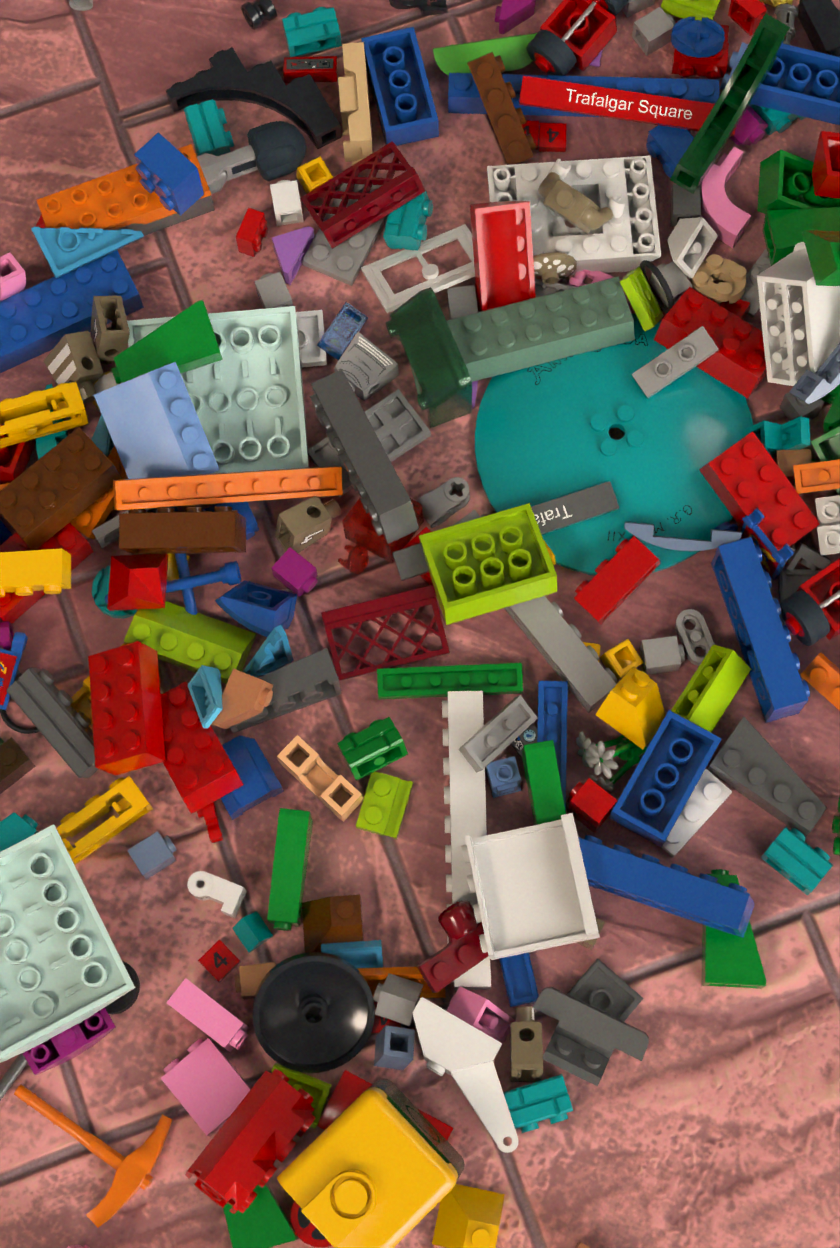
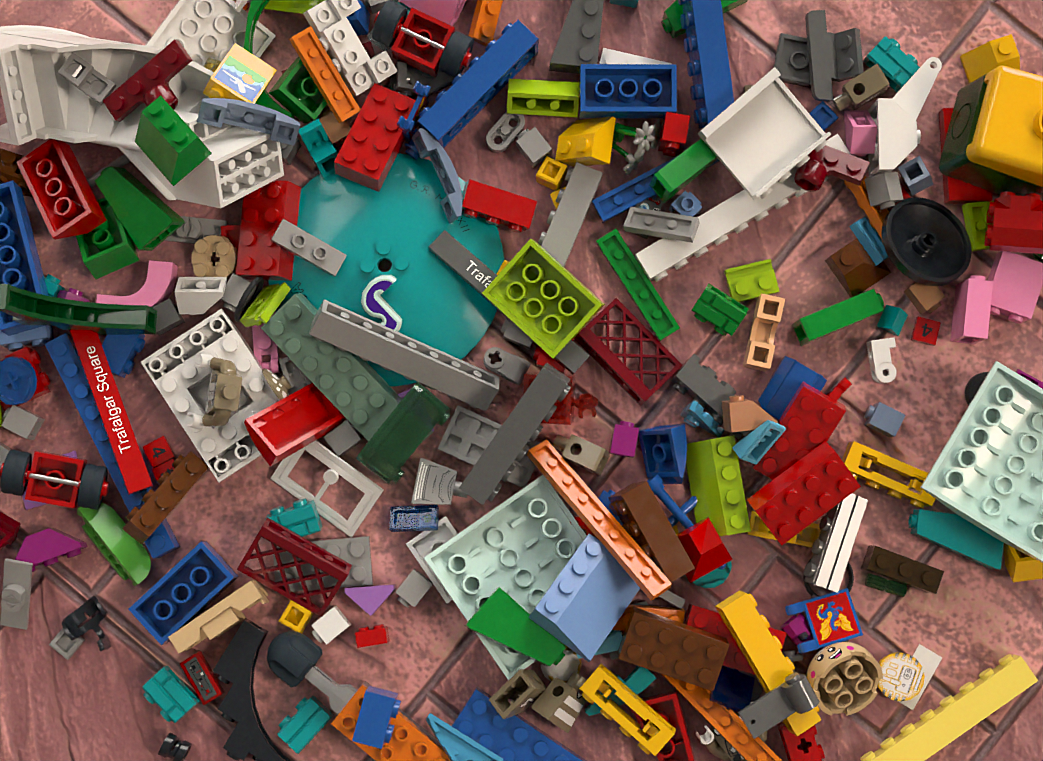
camera: 125 degrees left, 10 degrees up
(508, 395) = (404, 355): none -> light grey brick
(574, 397) = (377, 306): none -> animal

